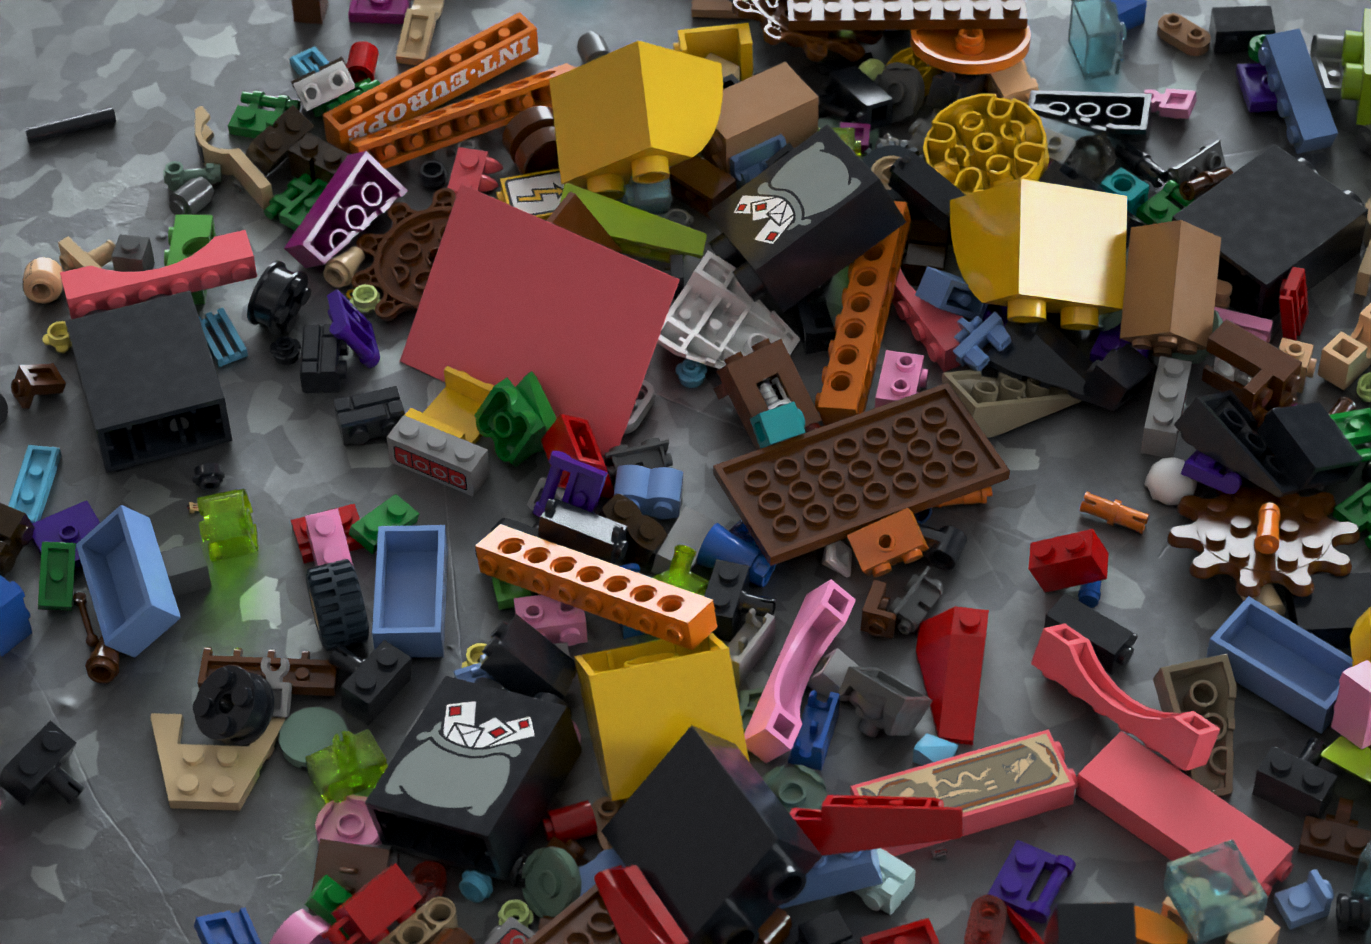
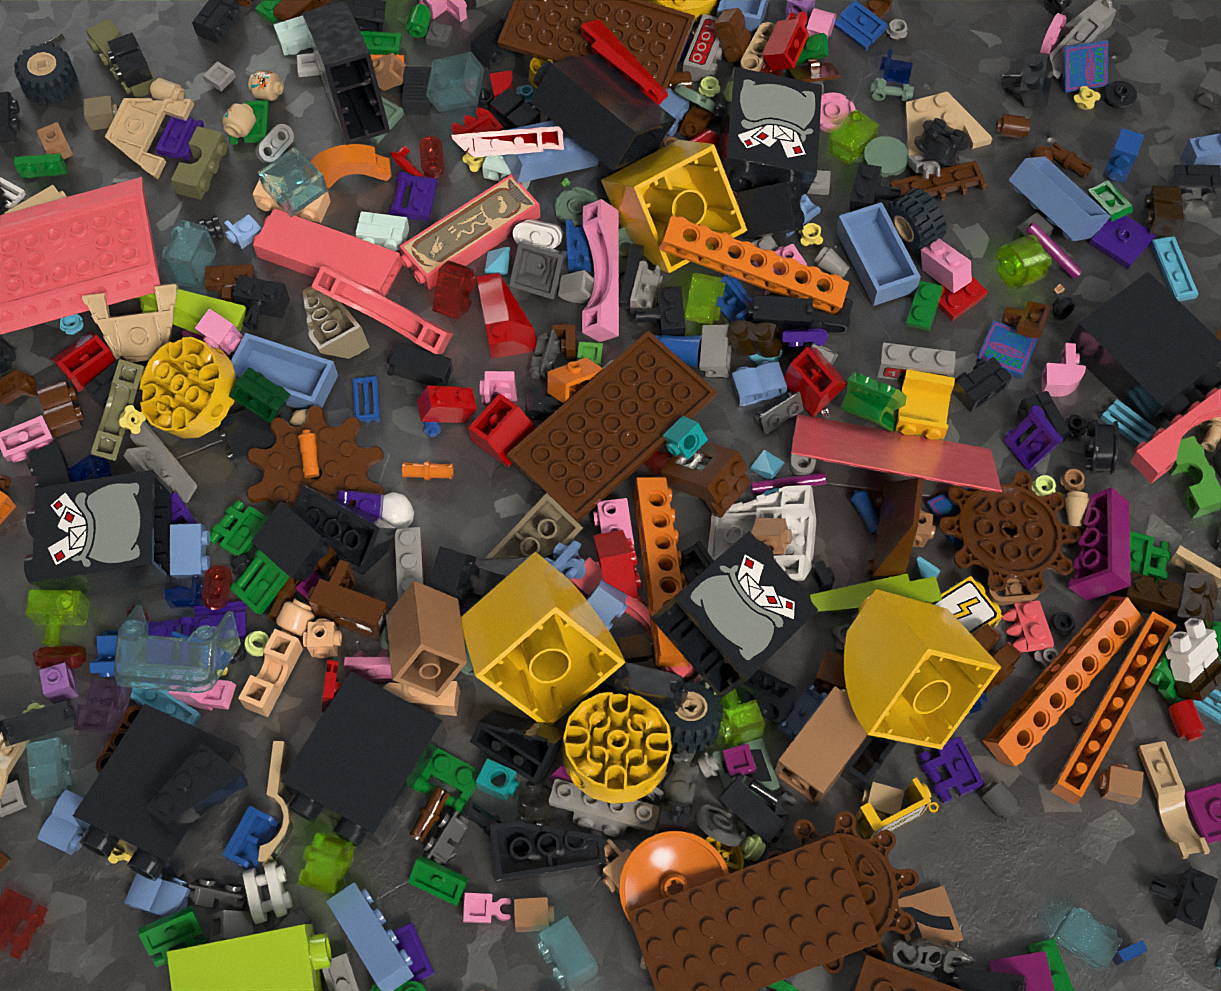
camera: 160 degrees right, 15 degrees up
(65, 656) = (1070, 160): none -> reddish brown pin
(111, 718) = (1012, 126): none -> reddish brown brick
(175, 916) = (897, 29): none -> light grey plate
(179, 528) = (1053, 250): none -> magenta piece
(224, 853) = (895, 70): none -> clear blue bracket
(262, 465) = (1029, 321): none -> reddish brown hinge
(262, 834) = (879, 90): none -> sand green bar
(263, 394) = (1063, 377): none -> bright pink brick
(309, 453) = (1008, 348): none -> blue tile
(321, 292) = (1077, 476): none -> medium nougat plate
(460, 27) = (1121, 784): none -> medium nougat brick
(474, 613) = (831, 262): none -> light grey cone
(680, 409) = (767, 465): none -> medium azure slope
(681, 386) = (810, 479): none -> magenta piece
(722, 303) = (773, 533): none -> medium nougat brick
(758, 661) = (635, 256): none -> black beam
(850, 759) = (539, 233): none -> white brick
(856, 584) = (590, 350): none -> bright green plate
(918, 320) = (618, 562): none -> red slope
(920, 901) = (473, 165): none -> light yellow plate
(993, 560) = (498, 382): none -> bright pink bracket
(1006, 524) = (500, 428): none -> red slope
(1010, 700) = (453, 289): none -> clear red brick
(1093, 832) = (383, 229): none -> light aqua brick
(1121, 75) = (533, 914): none -> medium nougat brick
(1169, 644) = (367, 417): none -> blue tile
(1202, 127) = (438, 880): none -> green plate
(1320, 607) = (260, 395): none -> dark green brick
(1322, 387) = (295, 617): none -> light nougat head
(1334, 155) = (326, 864): none -> clear neon green brick

